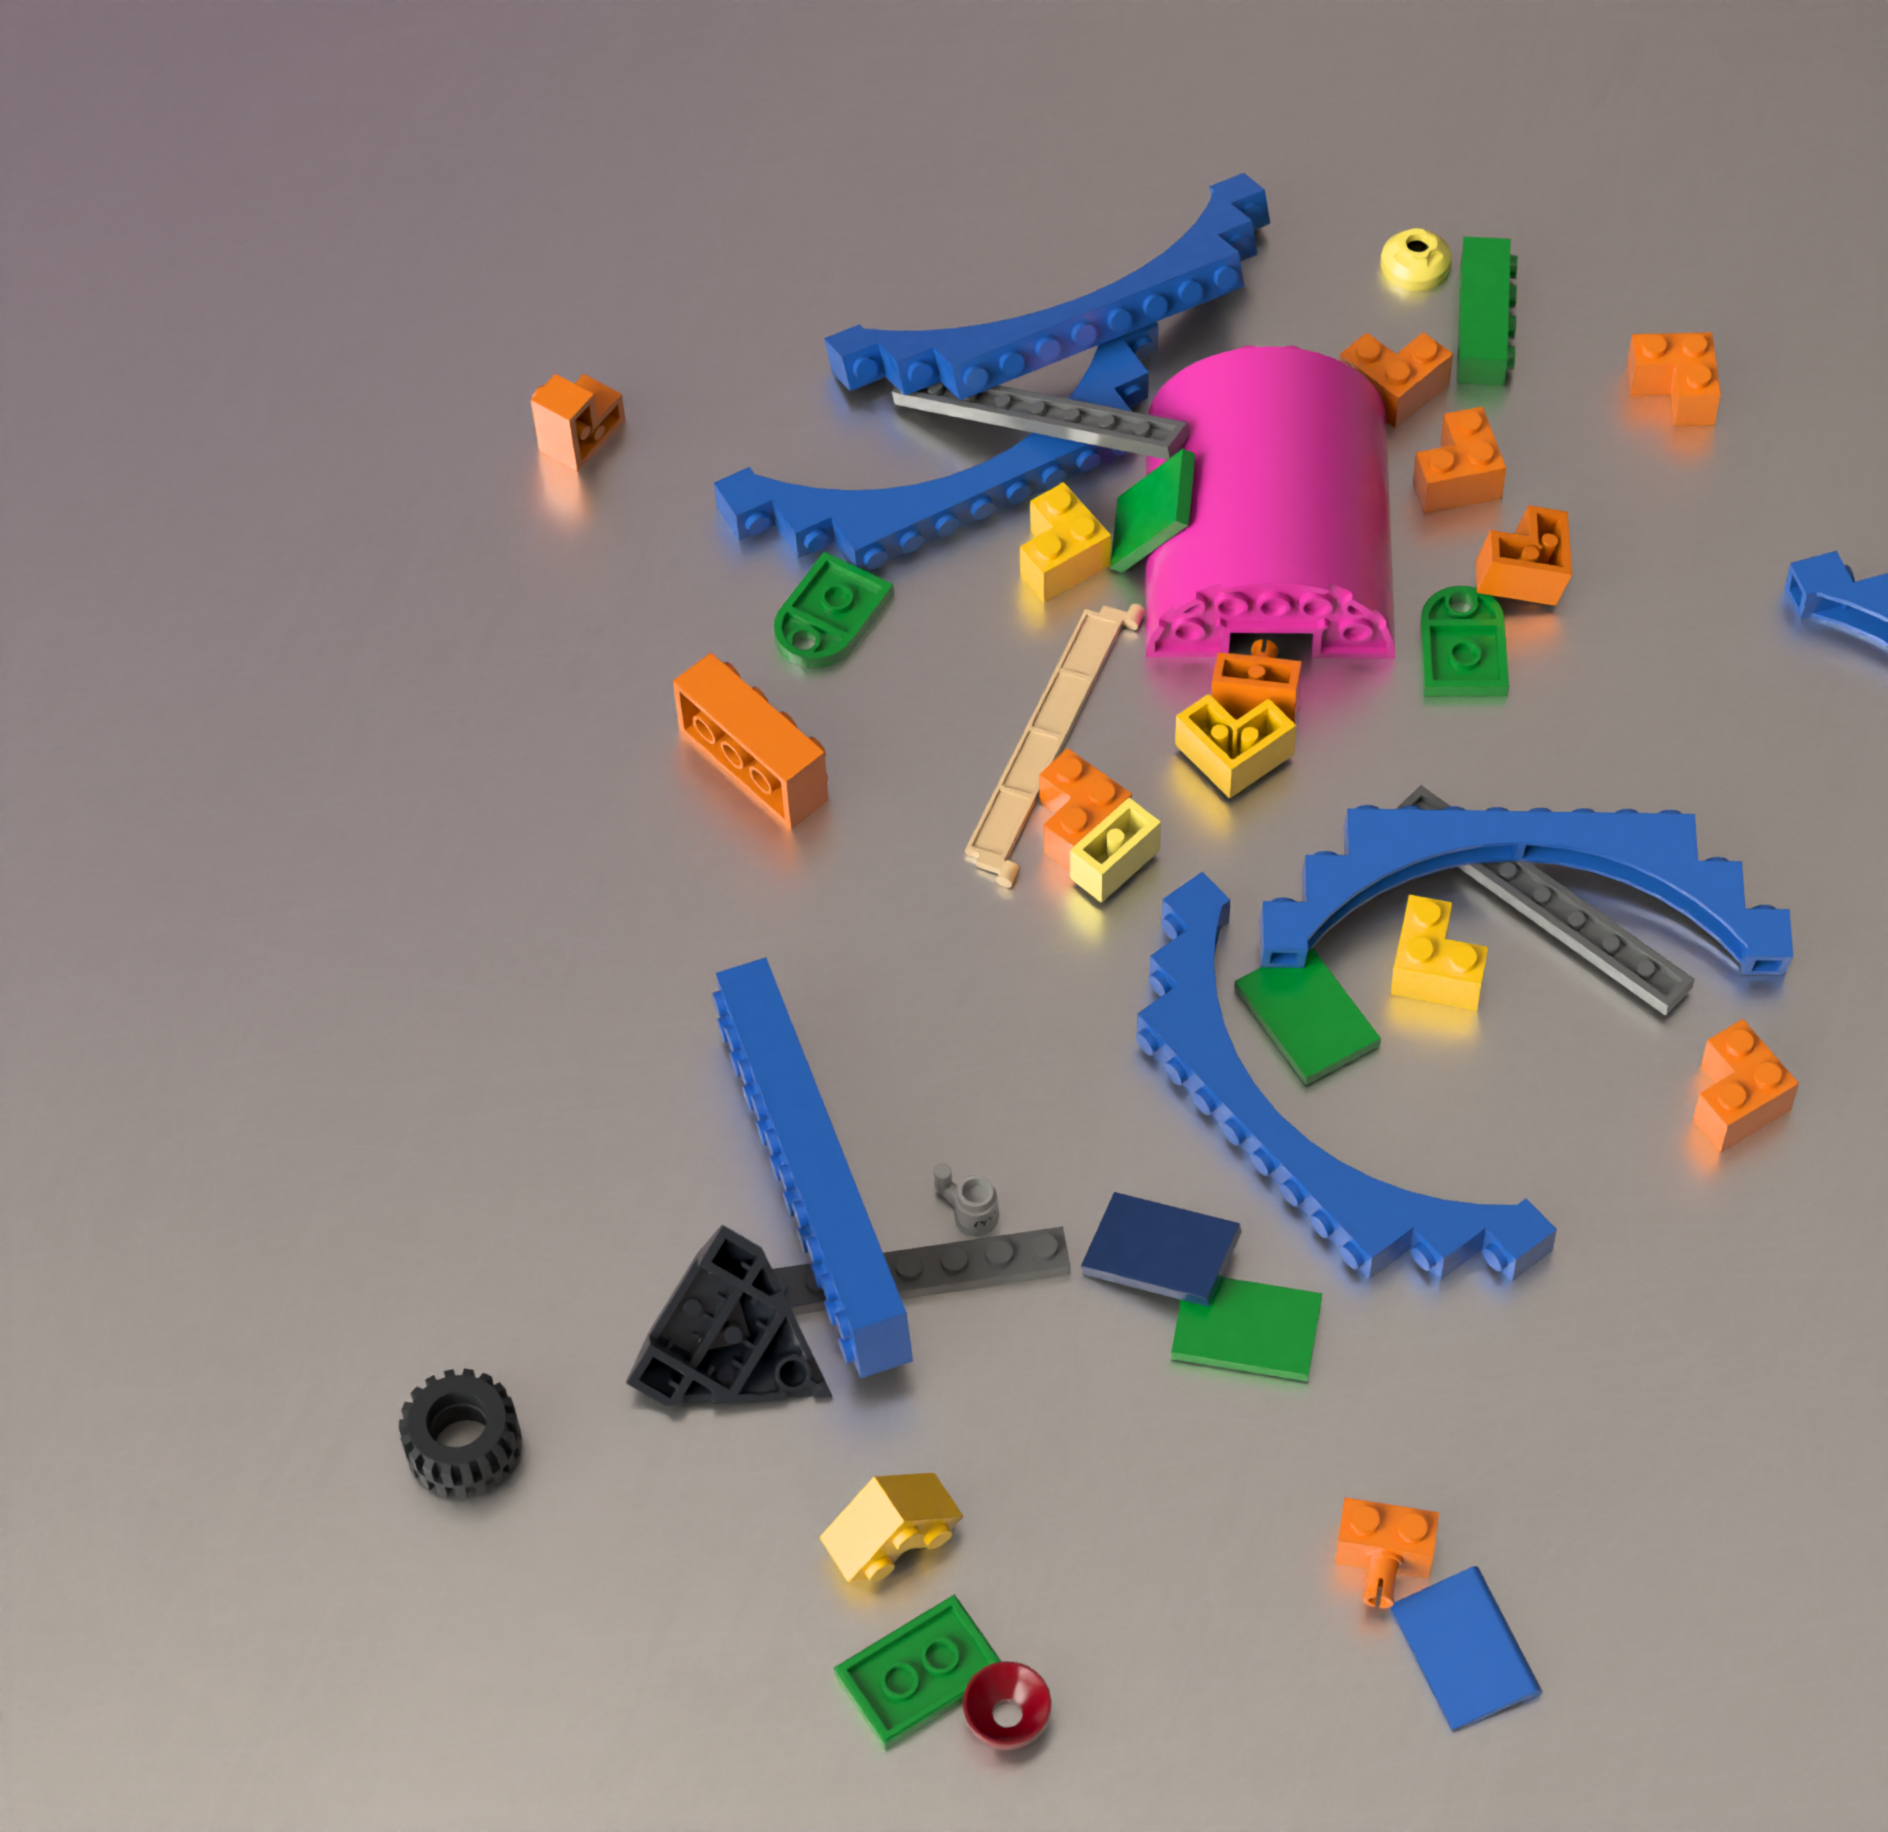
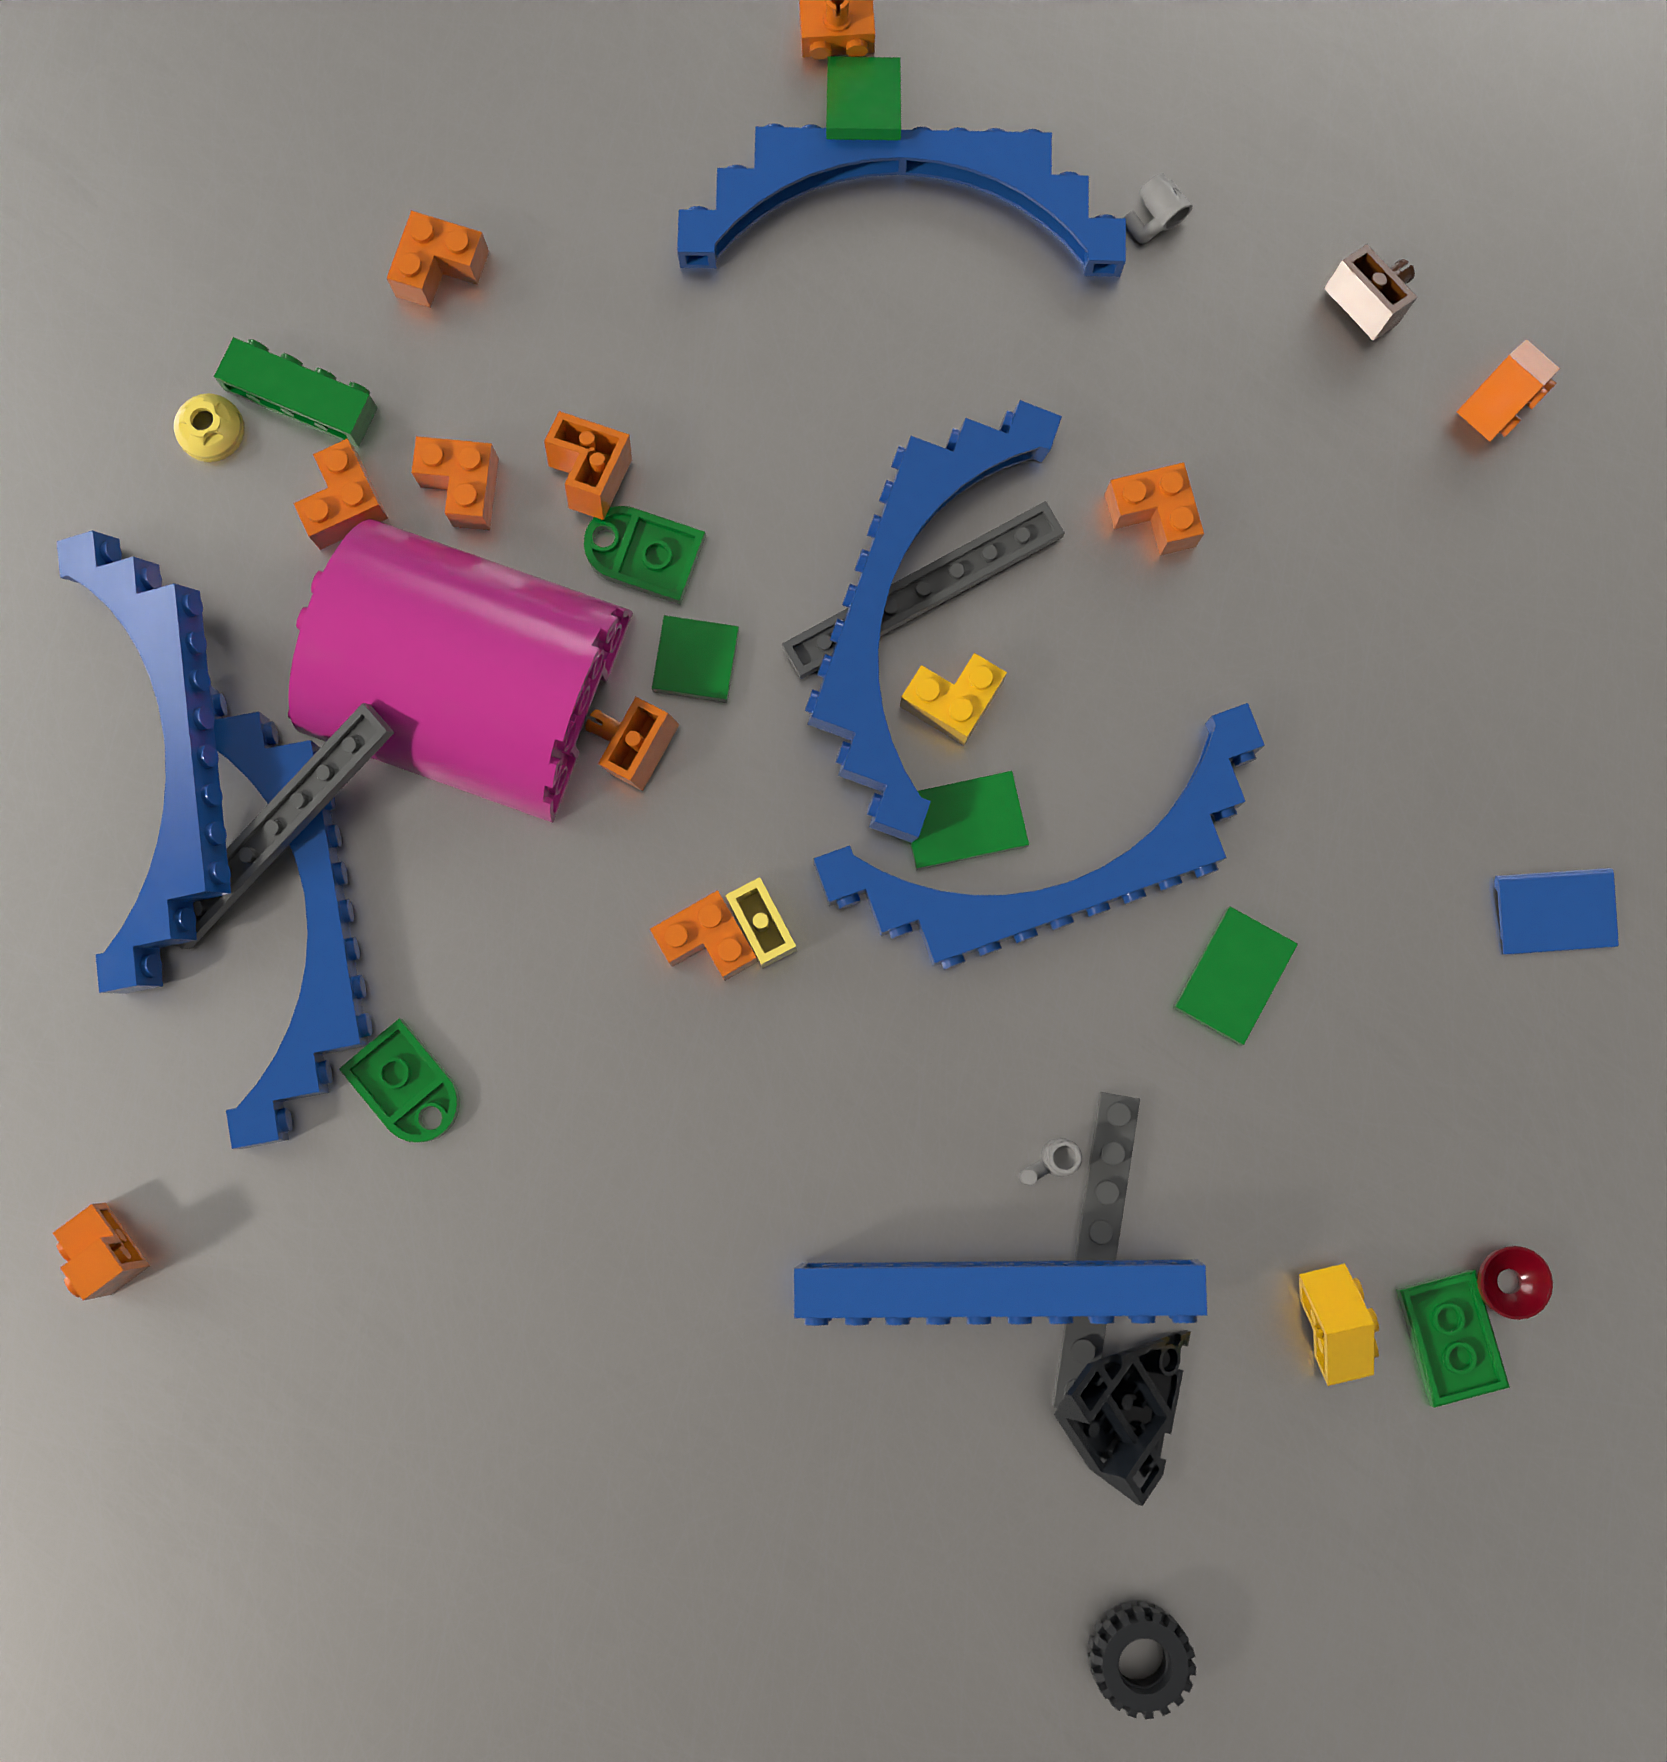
camera: 75 degrees left, 25 degrees up
(751, 739) = (534, 1204): orange brick -> none
(1045, 738) = (608, 938): tan piece -> none
(1067, 544) = (416, 844): yellow brick -> none
(1153, 510) = (427, 764): green tile -> none
(1161, 1249) = (1151, 1020): dark blue tile -> none
(1234, 750) = (694, 790): yellow brick -> none
(1371, 722) = (695, 658): none -> green tile
(1387, 1543) = (1467, 938): orange brick -> none

